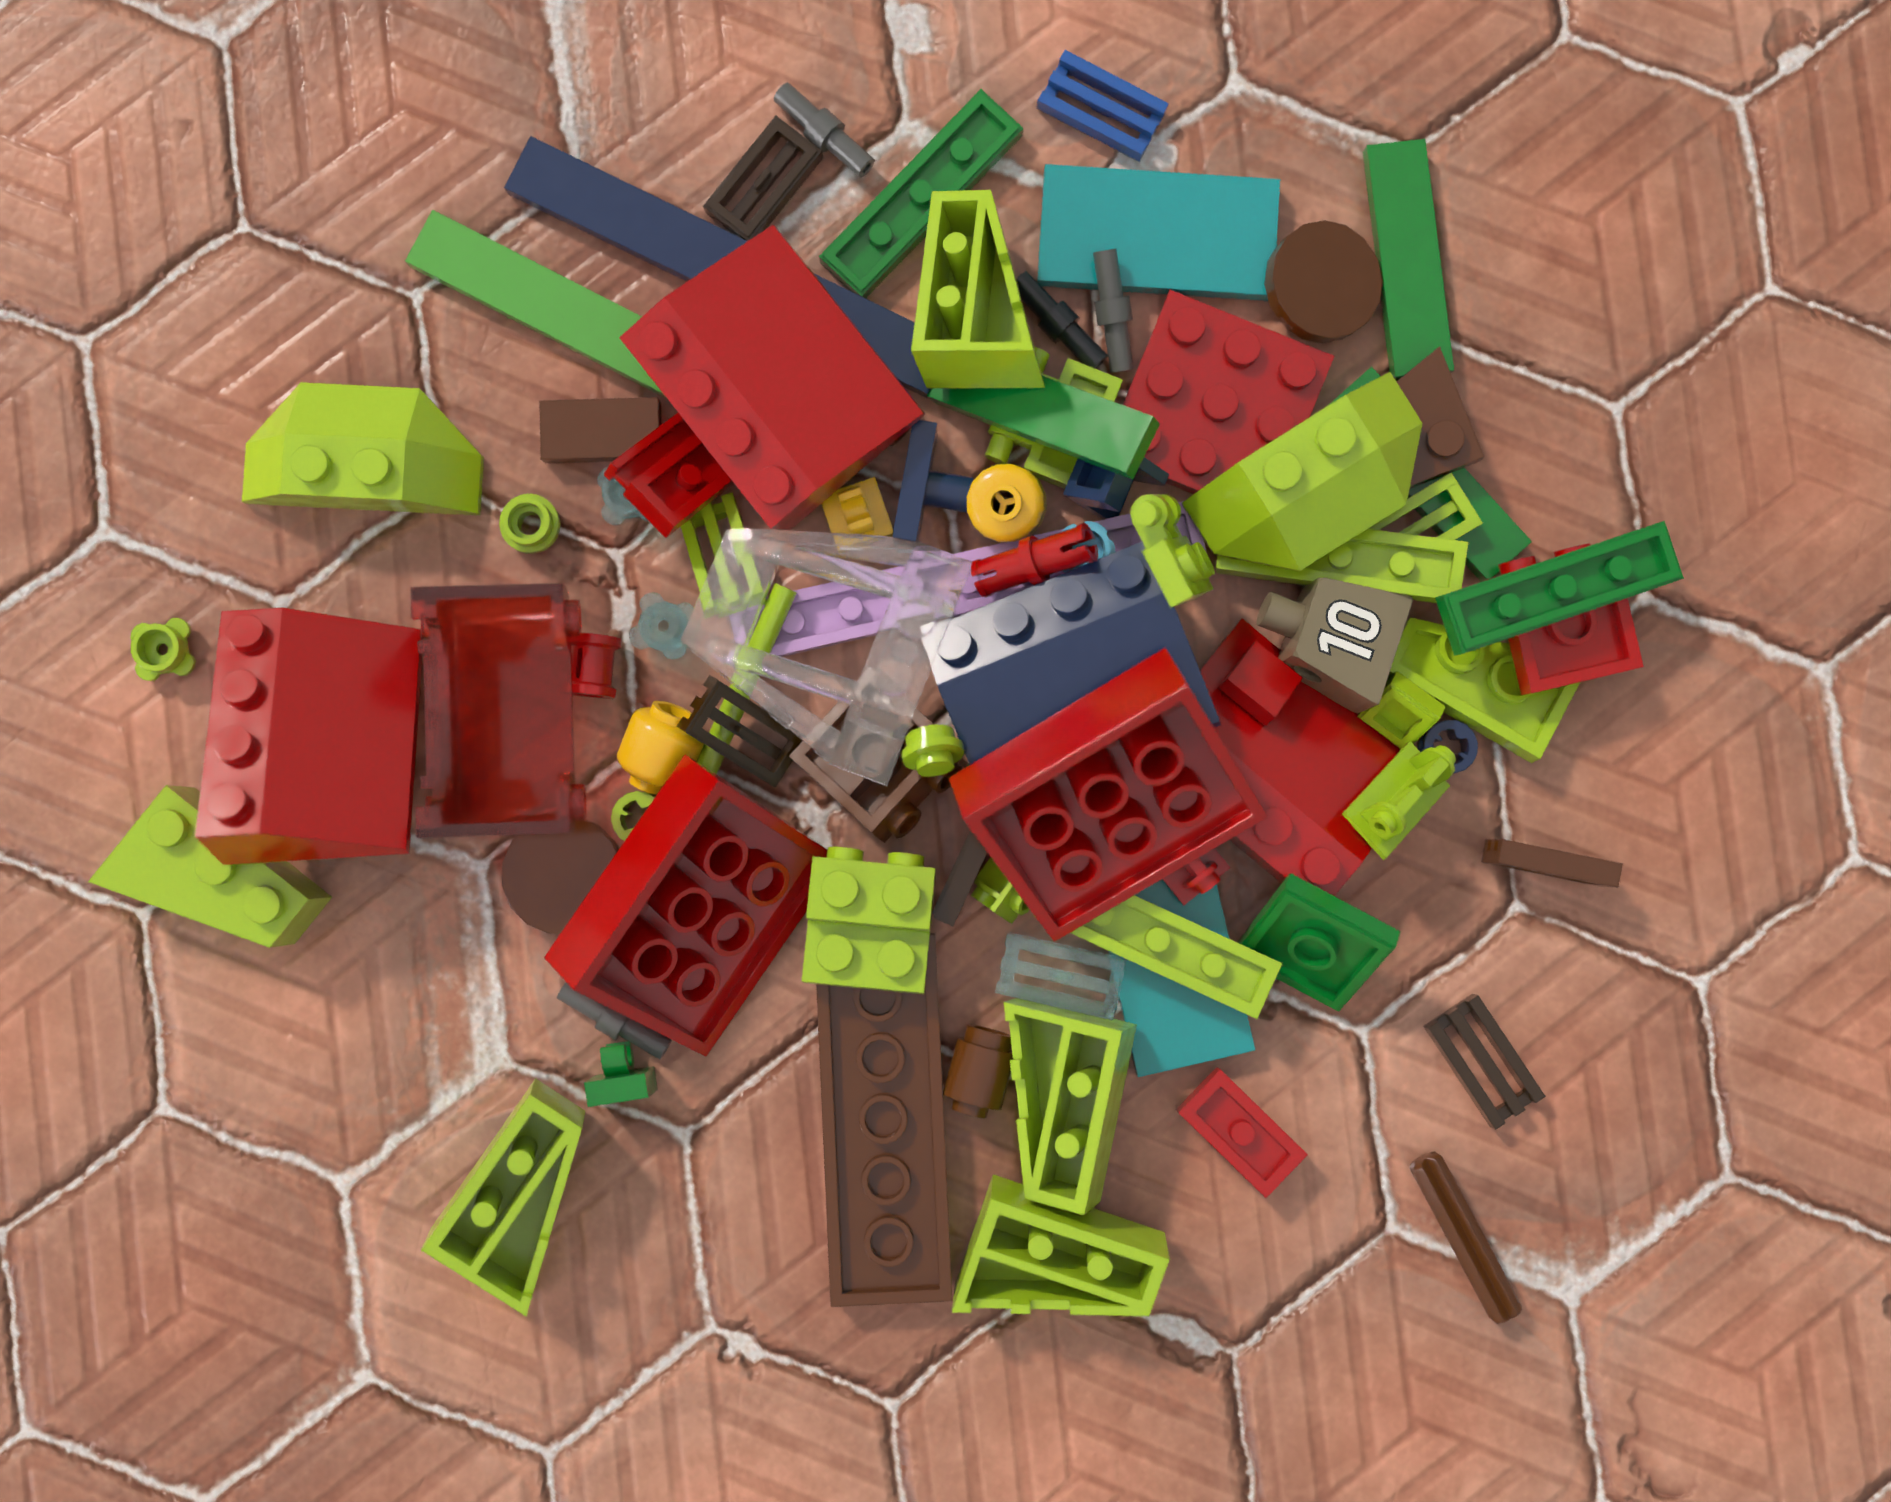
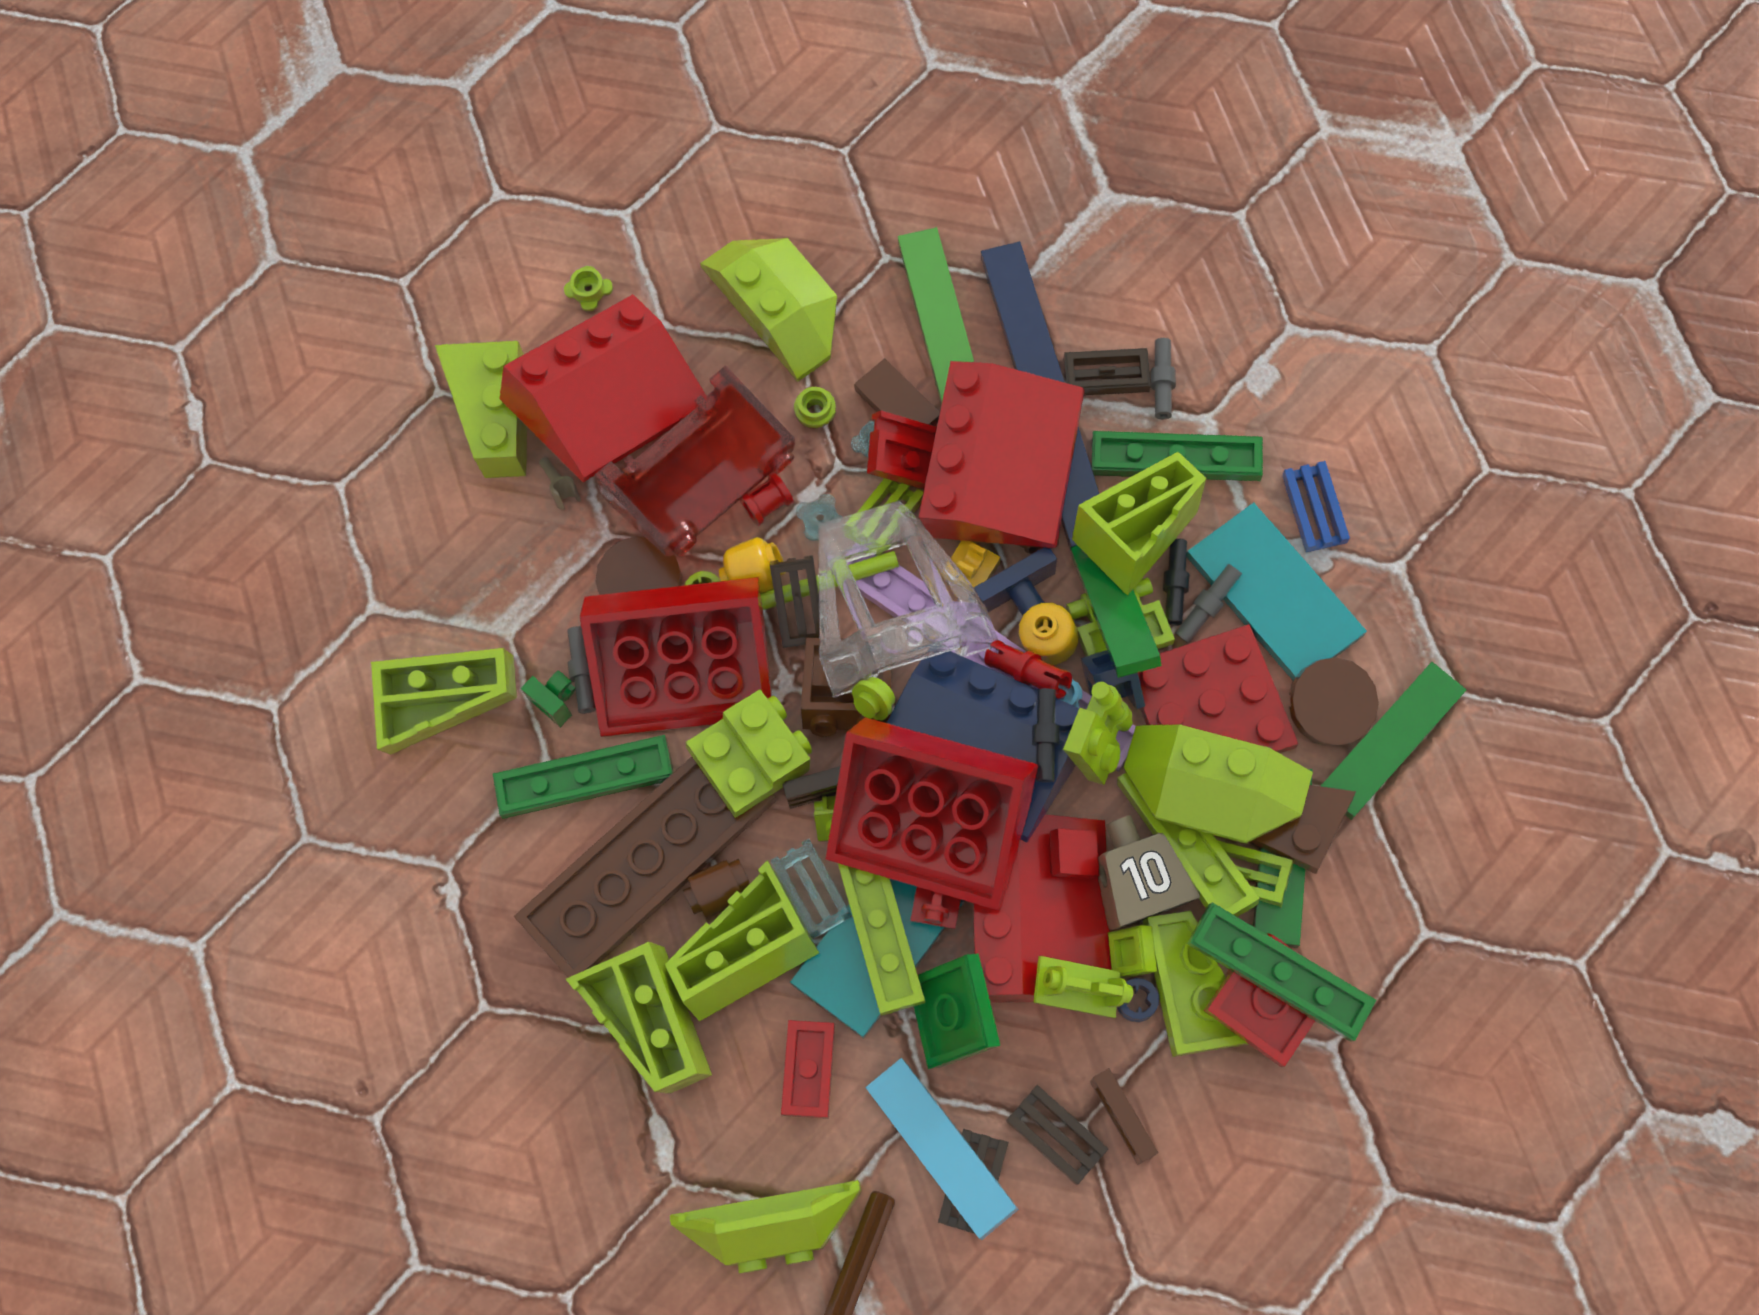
camera: 55 degrees right, 15 degrees down
(380, 872) = (560, 486): none -> dark tan hand
(734, 1110) = (582, 776): none -> green tile
(1137, 610) = (1045, 735): none -> black bar
(1363, 1300) = (770, 1226): none -> lime wedge
(1433, 1067) = (942, 1149): none -> medium azure tile
(1557, 934) = (1087, 1161): none -> dark brown tile

